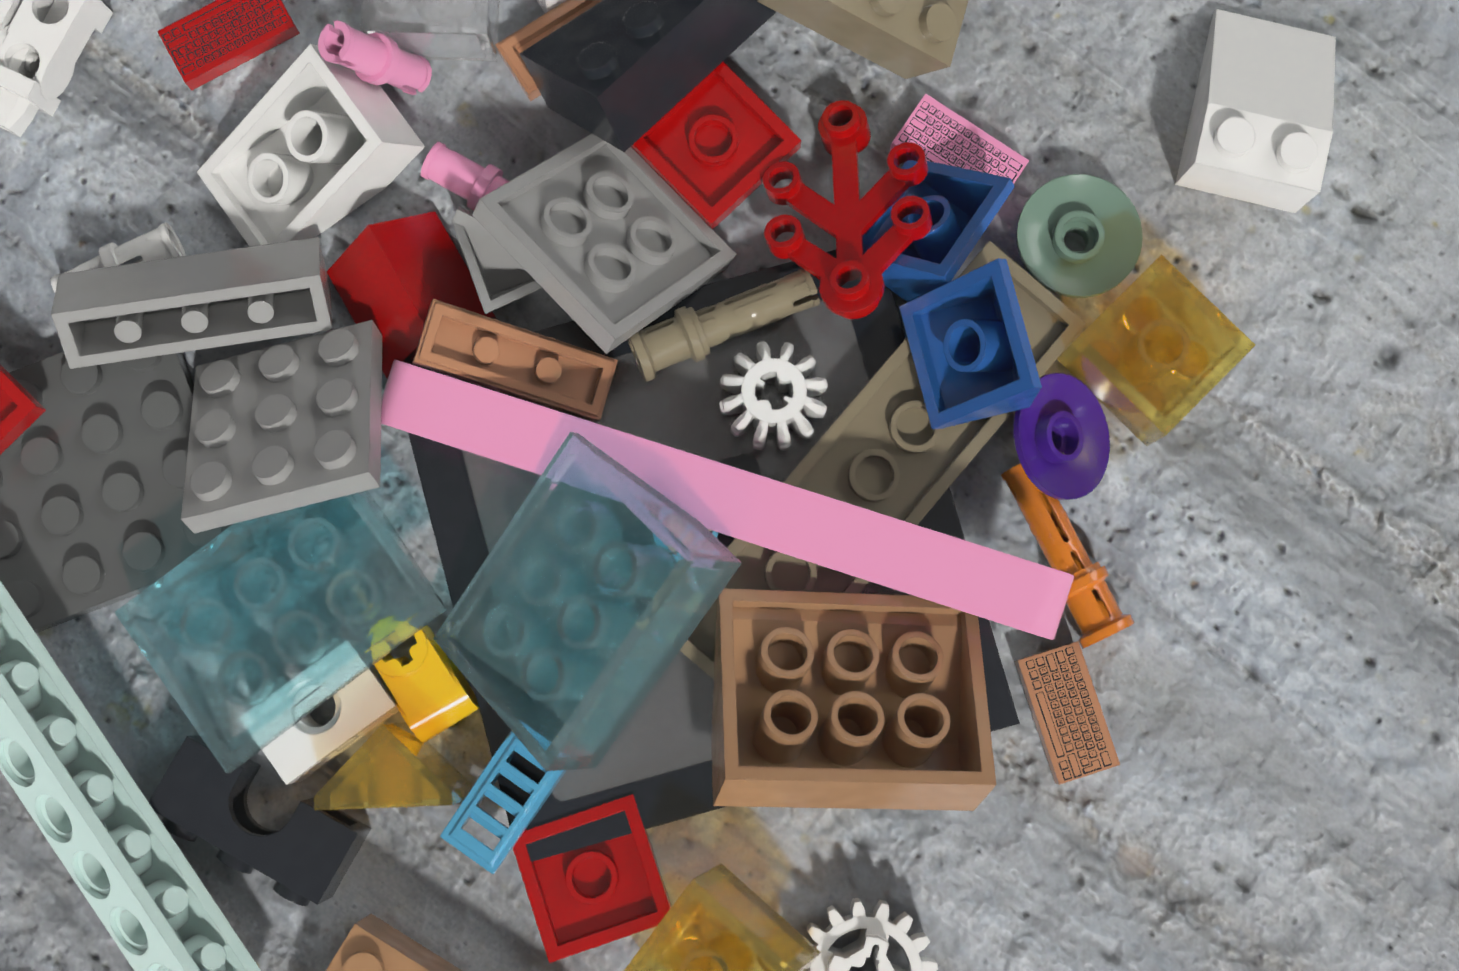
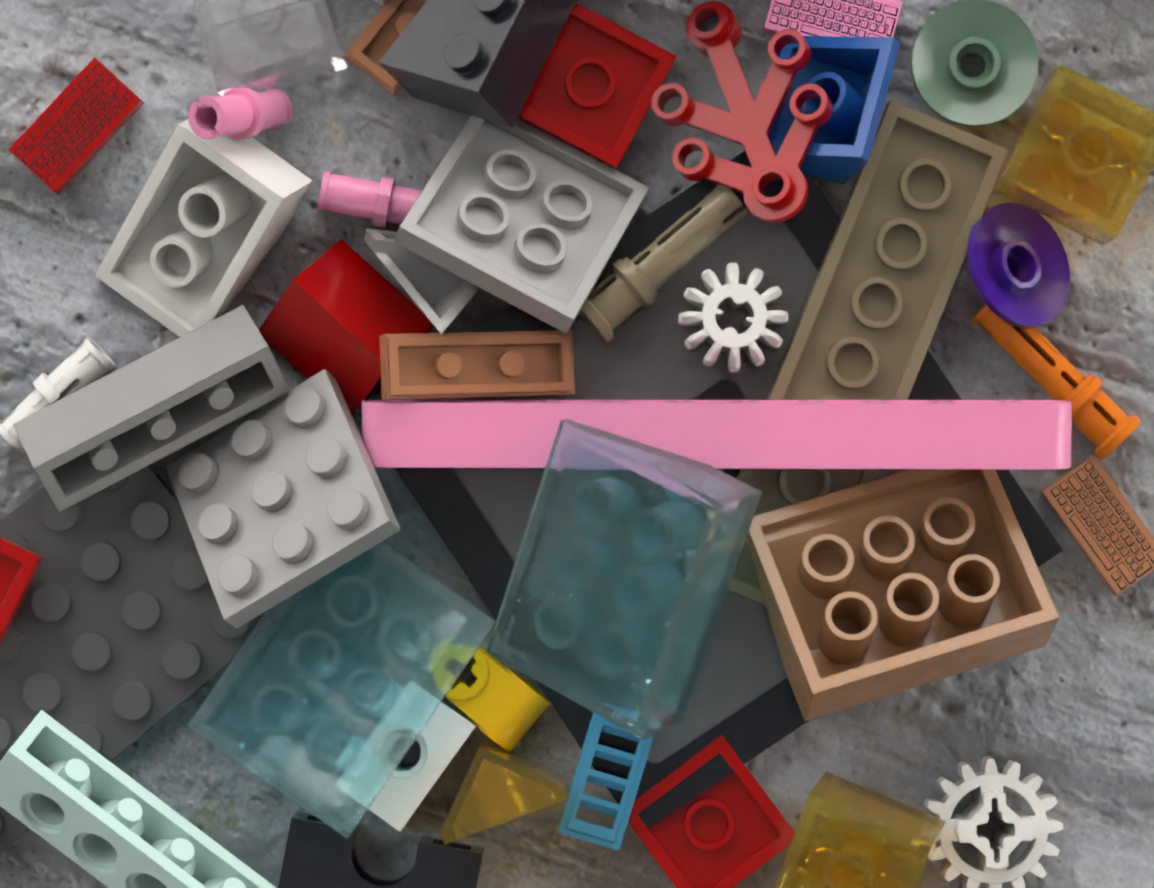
camera: 20 degrees left, 5 degrees up
(971, 348) = (907, 216): blue slope -> none

